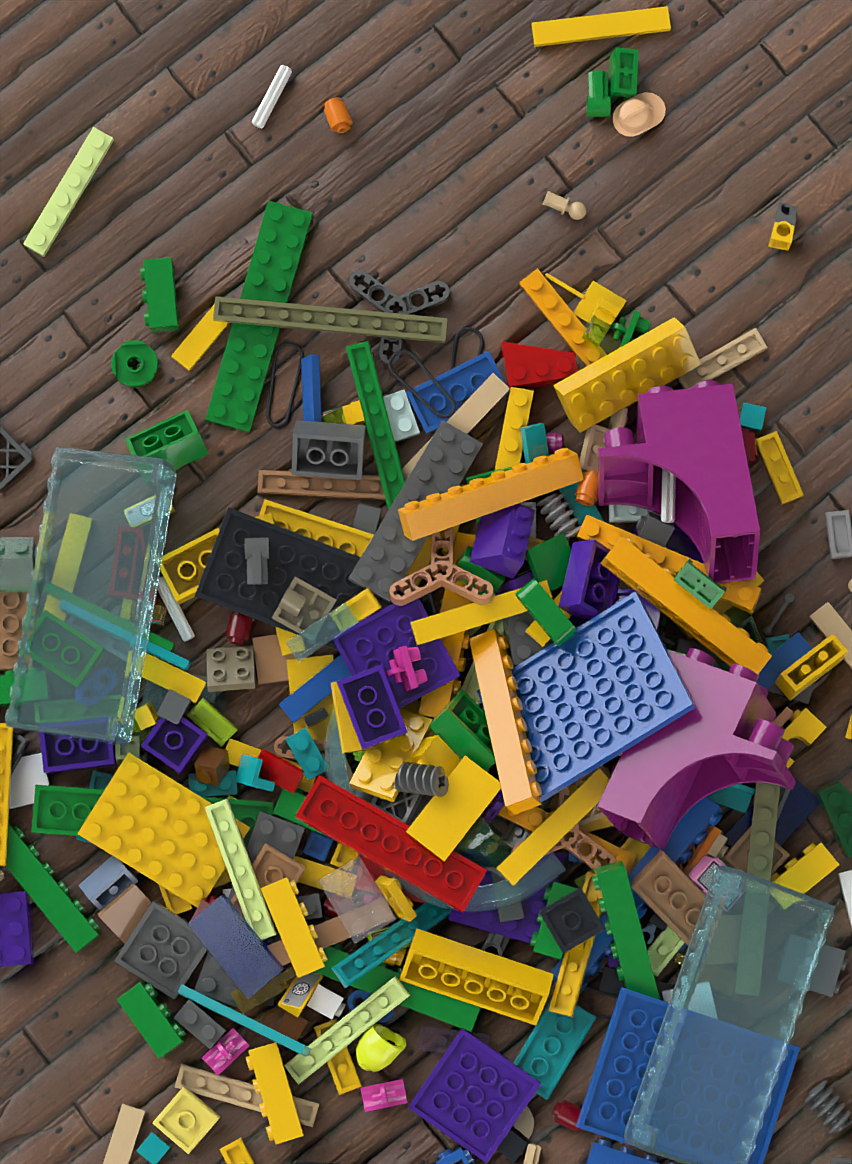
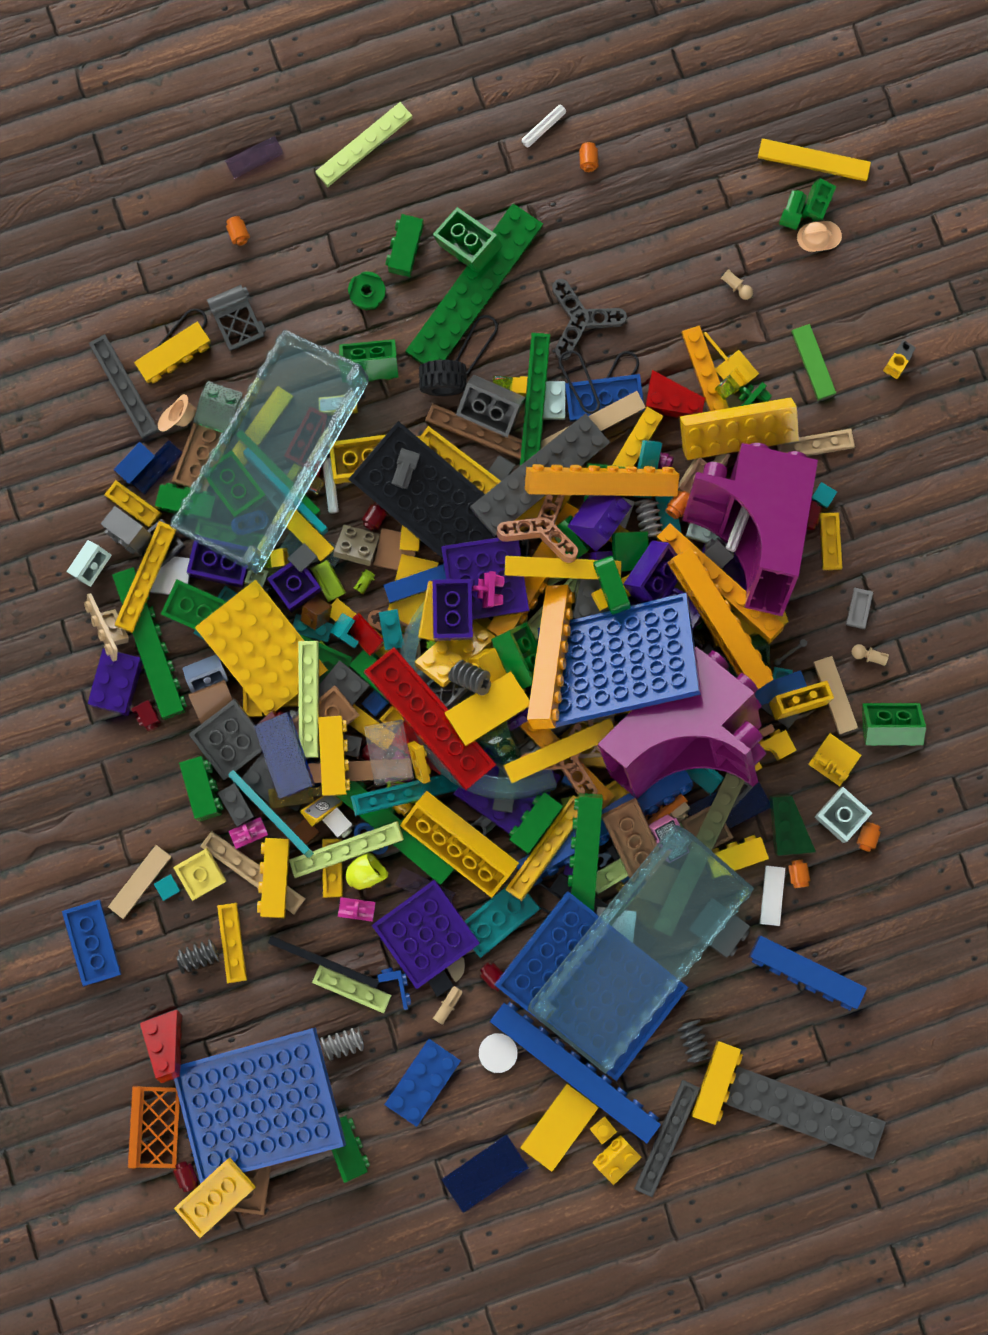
camera: 15 degrees right, 0 degrees up
(57, 956) = (146, 715): none -> dark red brick
(199, 341) = (425, 288): yellow tile -> none
(232, 264) = (467, 240): none -> green brick
(254, 707) = (364, 581): none -> lime pin
(261, 436) = (442, 377): none -> black tyre
(302, 606) = (427, 517): dark tan plate -> none
(311, 388) = (494, 355): blue tile -> none
(316, 717) = (405, 605): black tile -> none
(321, 632) = (434, 539): clear light blue tile -> none
(330, 319) = (527, 308): olive plate -> none
(363, 604) = (467, 532): yellow tile -> none
(571, 920) = (547, 826): black plate -> none
(684, 264) = (813, 362): none -> bright green tile
(699, 584) = (737, 604): green hinge -> none

